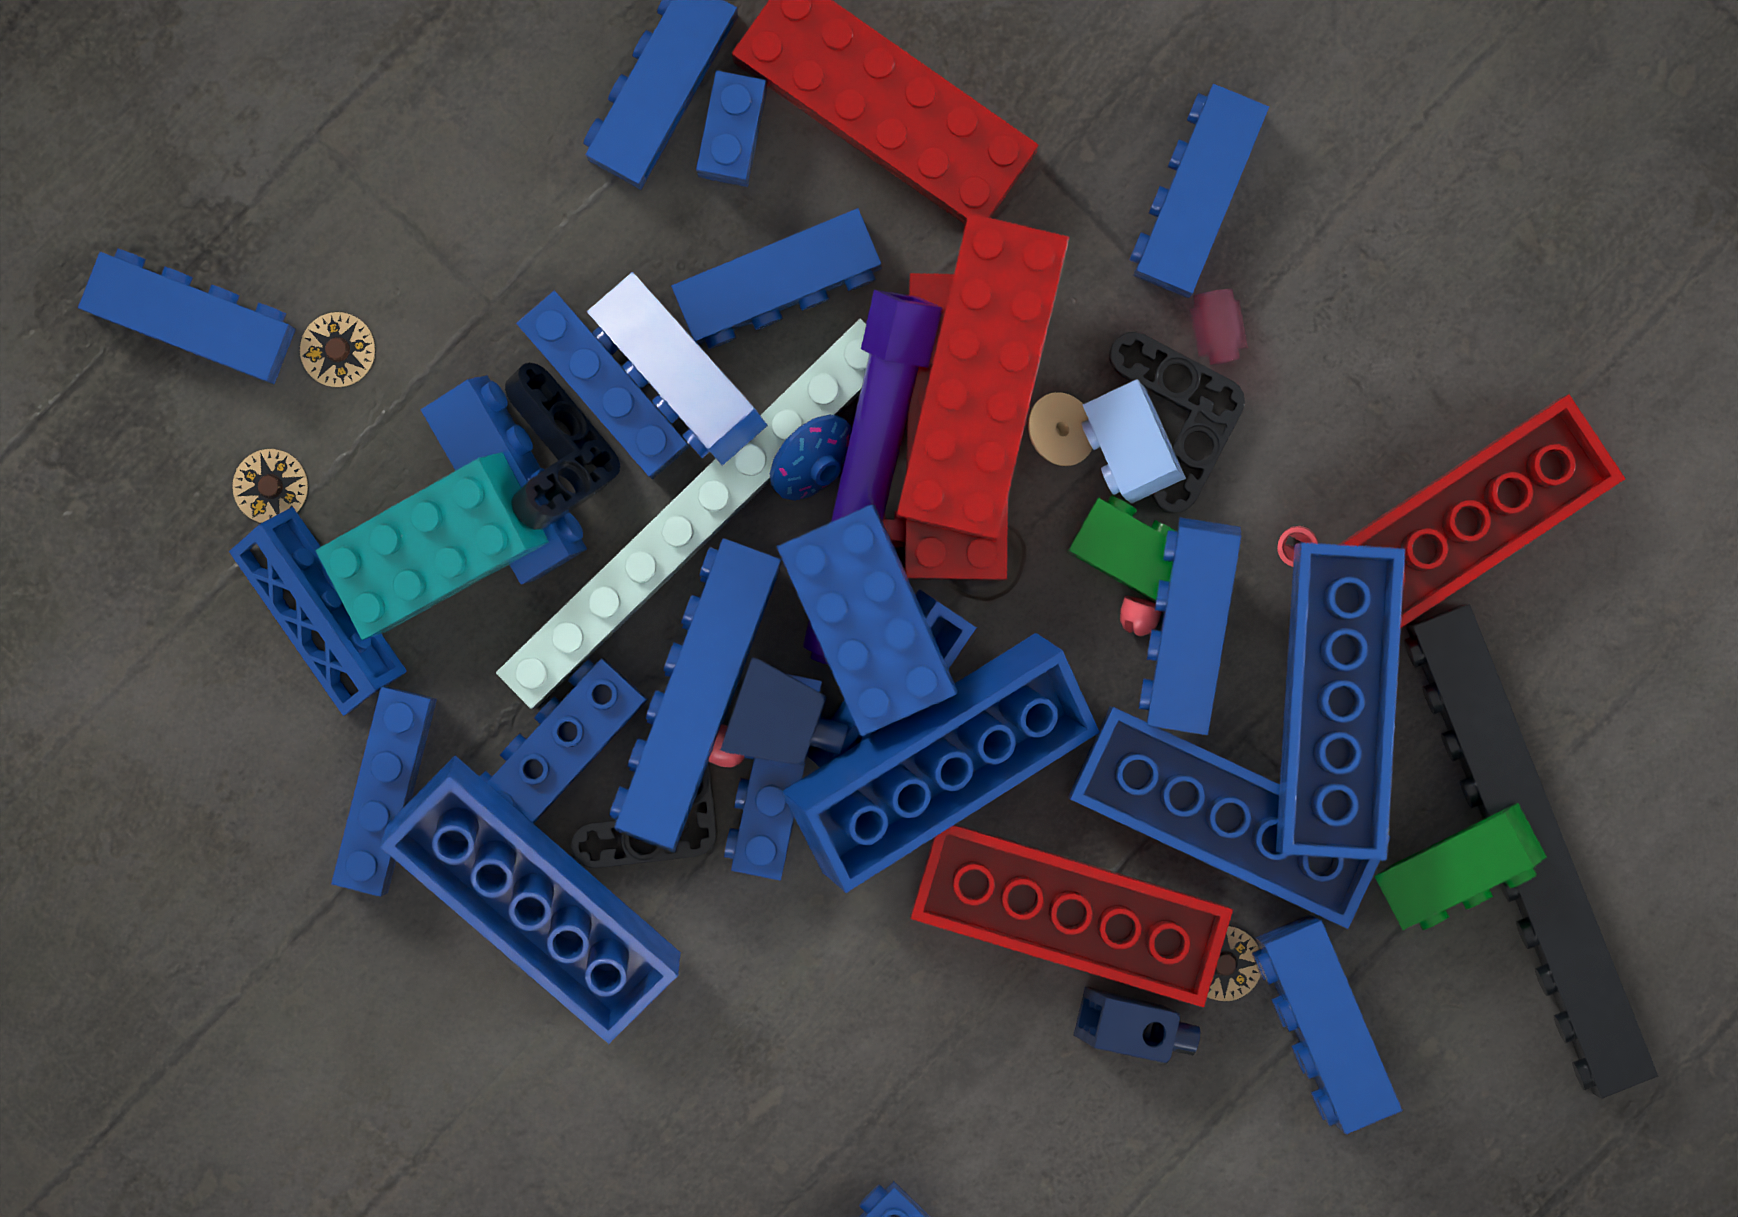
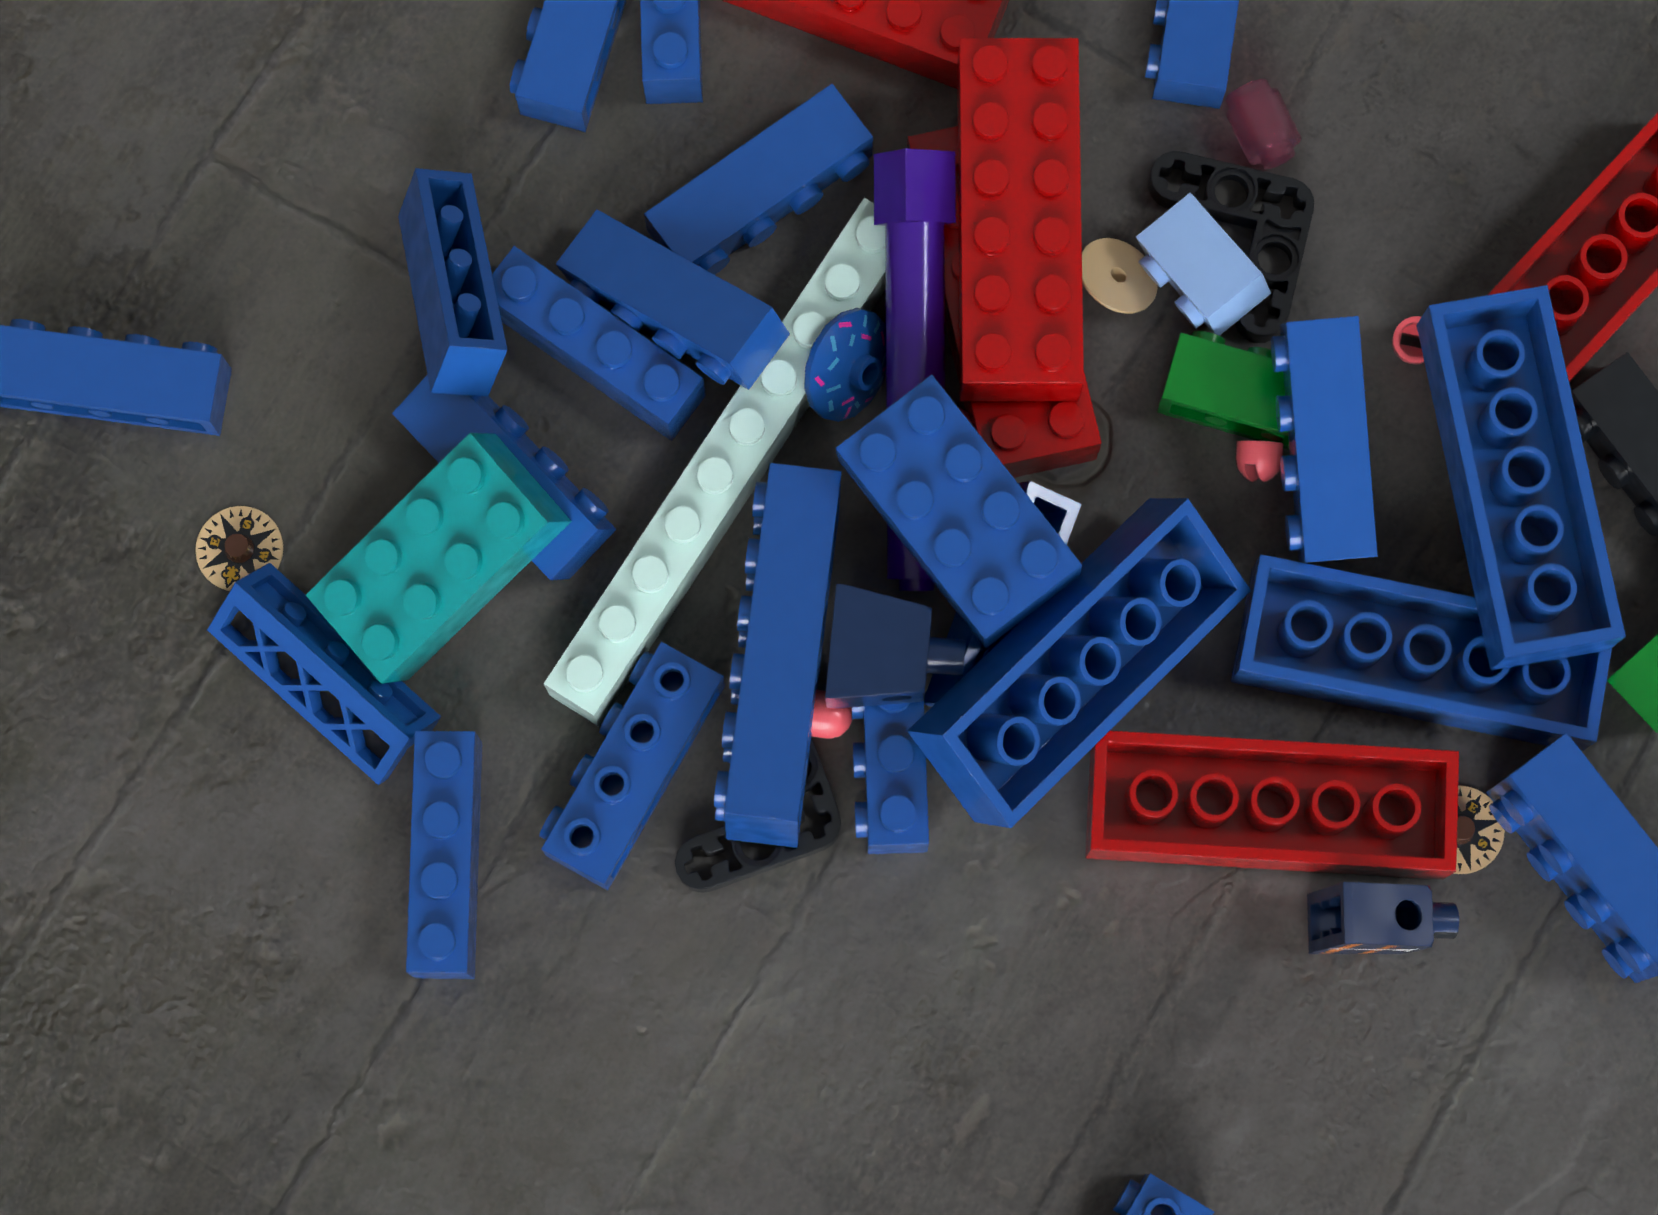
camera: 15 degrees left, 10 degrees down
(337, 349) = (283, 381): piece -> none
(494, 313) = (452, 283): none -> blue brick
(529, 392) = (572, 413): black beam -> none
(531, 899) = (645, 932): blue brick -> none

